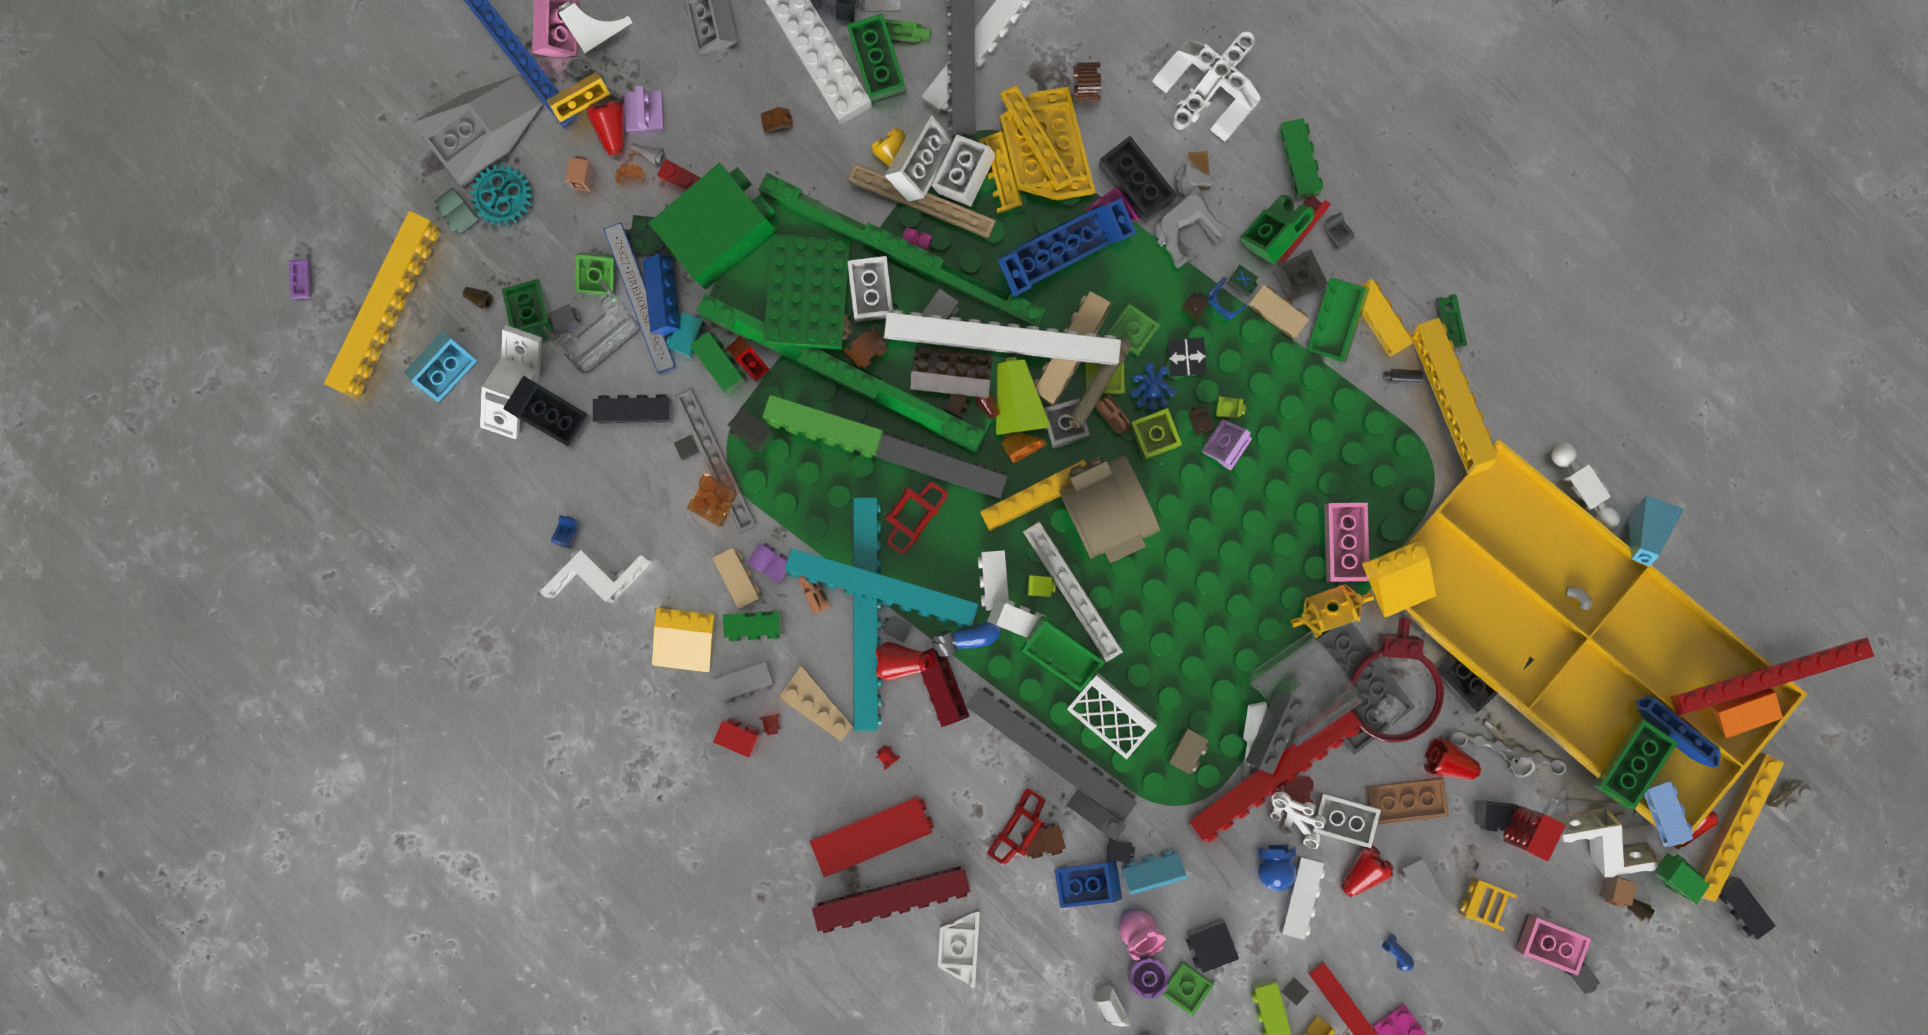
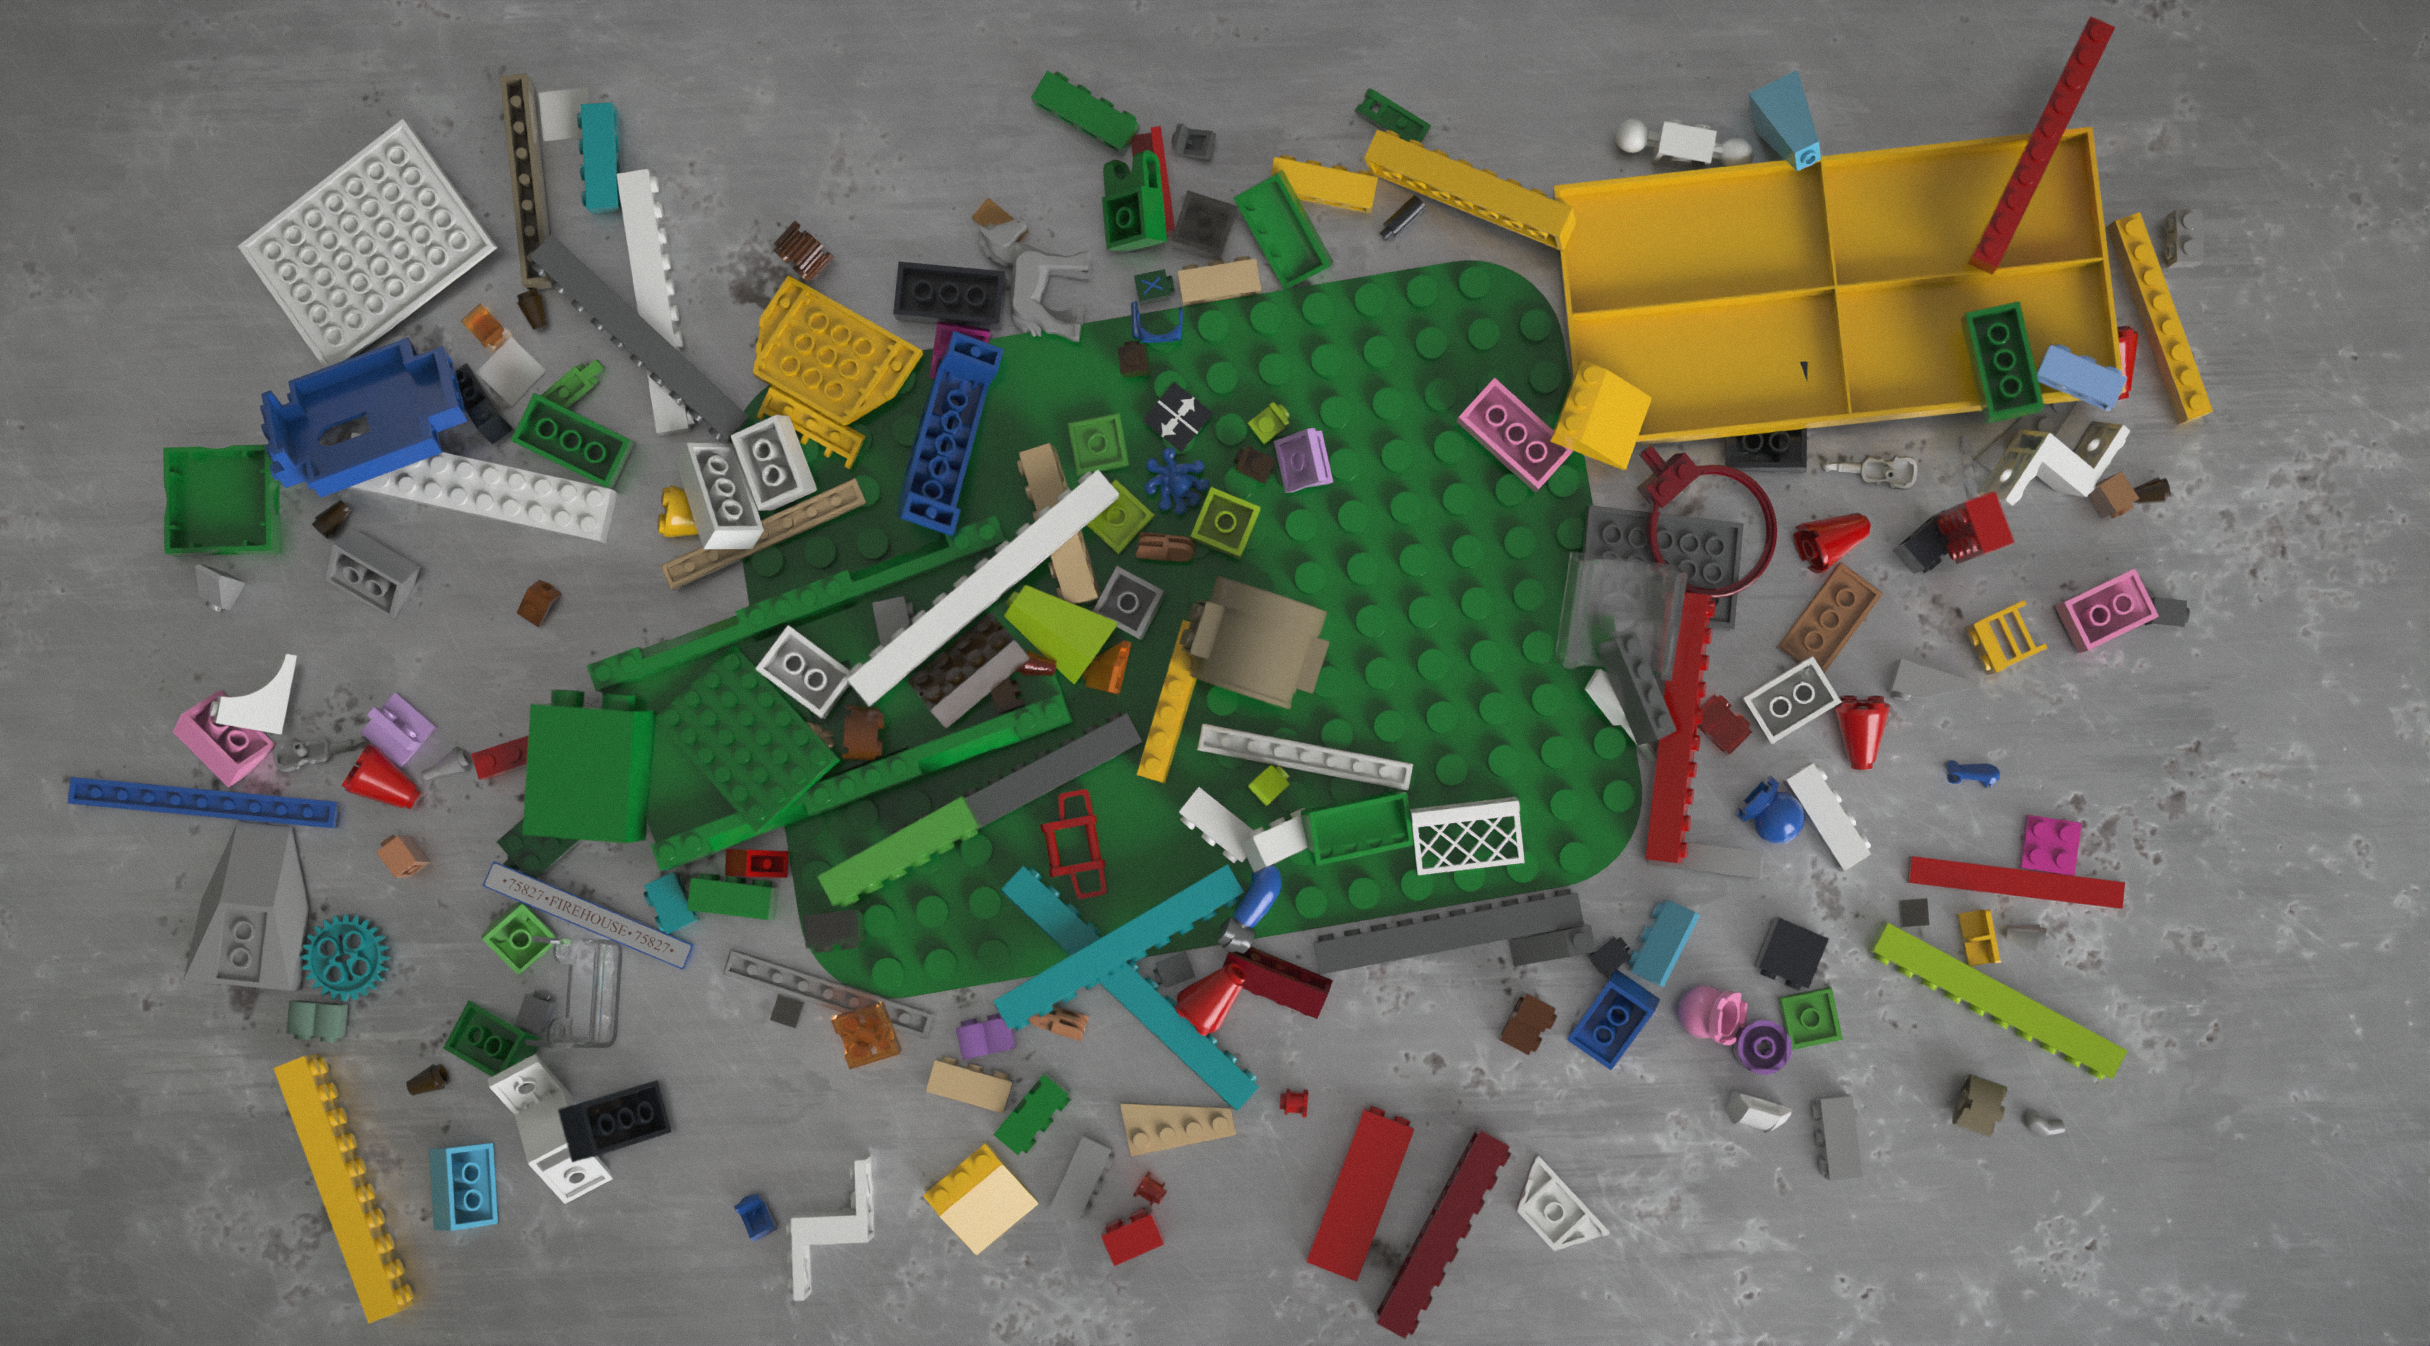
camera: 45 degrees left, 0 degrees up
(300, 279) = (234, 1247): medium lavender plate -> none
(578, 97) = (321, 784): yellow brick -> none
(632, 410) = (696, 1030): black brick -> none
(633, 172) = (451, 800): clear orange bracket -> none
(661, 294) = (606, 889): blue brick -> none
(921, 240) = (804, 574): dark pink wheel -> none
(1019, 810) = (1485, 1059): red bar -> none
(1036, 137) = (810, 357): yellow tile -> none
(1097, 387) = (1122, 536): dark tan cylinder -> none
(1188, 751) = (1574, 792): dark tan brick -> none
(1245, 95) = (968, 106): white piece -> none
(1282, 801) = (1713, 745): white plant -> none
(1318, 616) = (1567, 534): yellow plate -> none
(1389, 709) = (1721, 552): clear brick -> none
(1460, 739) = (1816, 507): light grey bar -> none
(1583, 597) = (1787, 252): light grey arm -> none
(1681, 878) = (2157, 422): green wedge -> none
(1689, 740) = (2025, 286): blue brick -> none
(1745, 909) = (2247, 387): black brick -> none
(1746, 712) = (2054, 203): orange slope -> none

